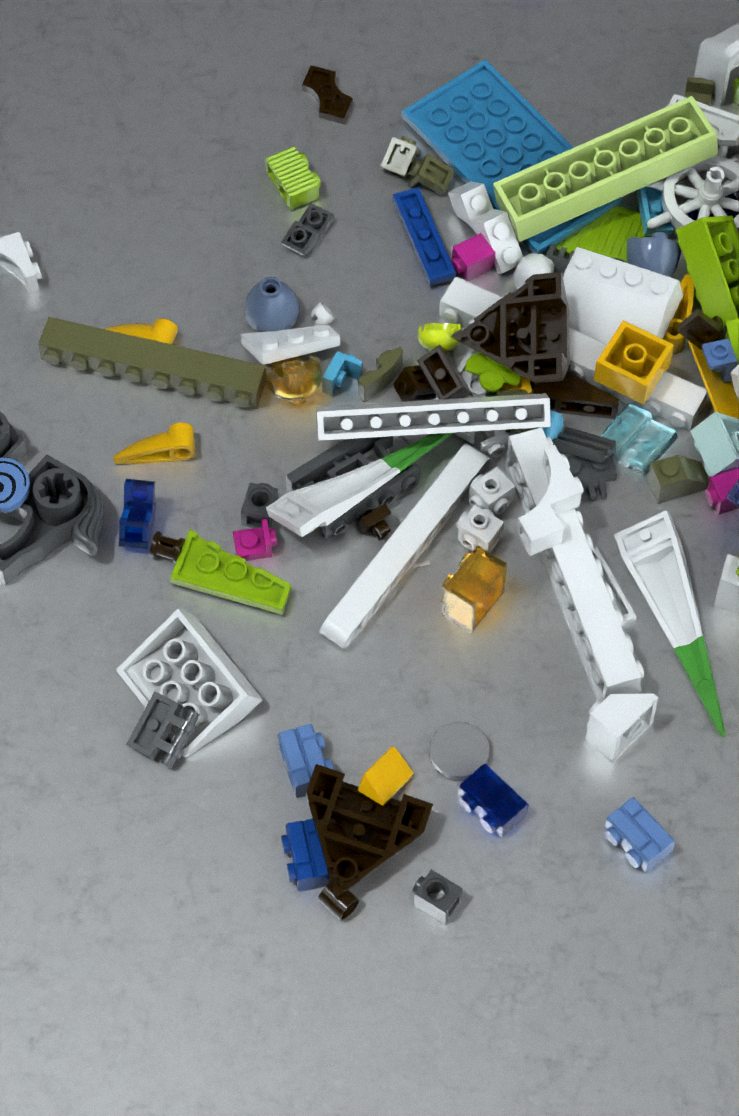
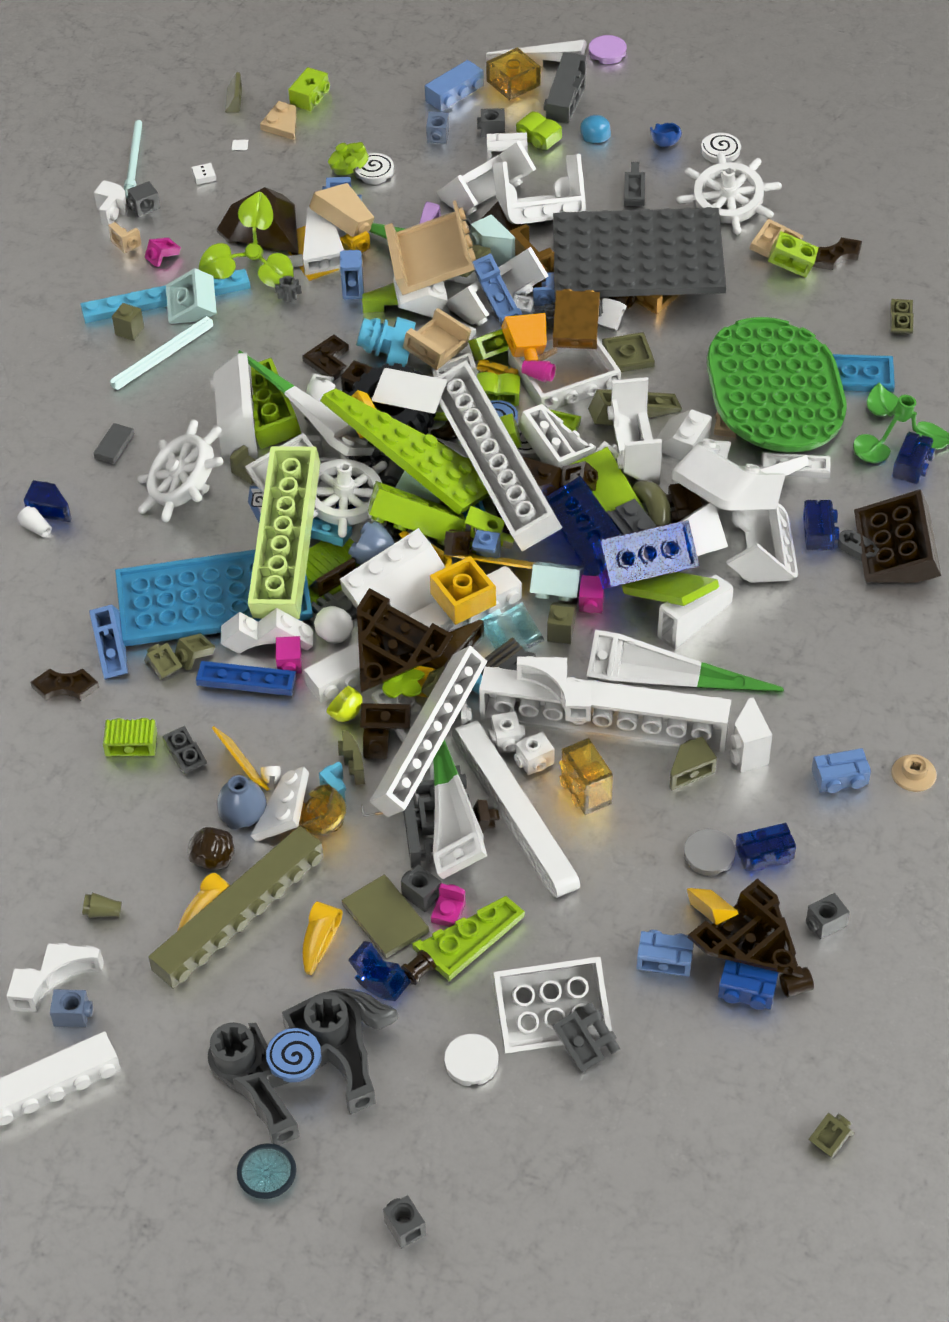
camera: 60 degrees left, 10 degrees down
(90, 253) = (100, 906): none -> olive cone
(92, 643) = (471, 1059): none -> white tile
(174, 1006) = (831, 1134): none -> olive bracket
(203, 308) = (211, 848): none -> dark brown hair
(214, 493) = (385, 916): none -> olive tile
(319, 277) = (240, 758): none -> yellow piece
(399, 93) = (109, 641): none -> medium blue slope
(559, 683) = (692, 763): none -> olive slope
(596, 245) = (332, 578): none -> dark brown slope
(634, 44) = (180, 471): none -> white piece
(691, 926) = (912, 779): none -> tan piece

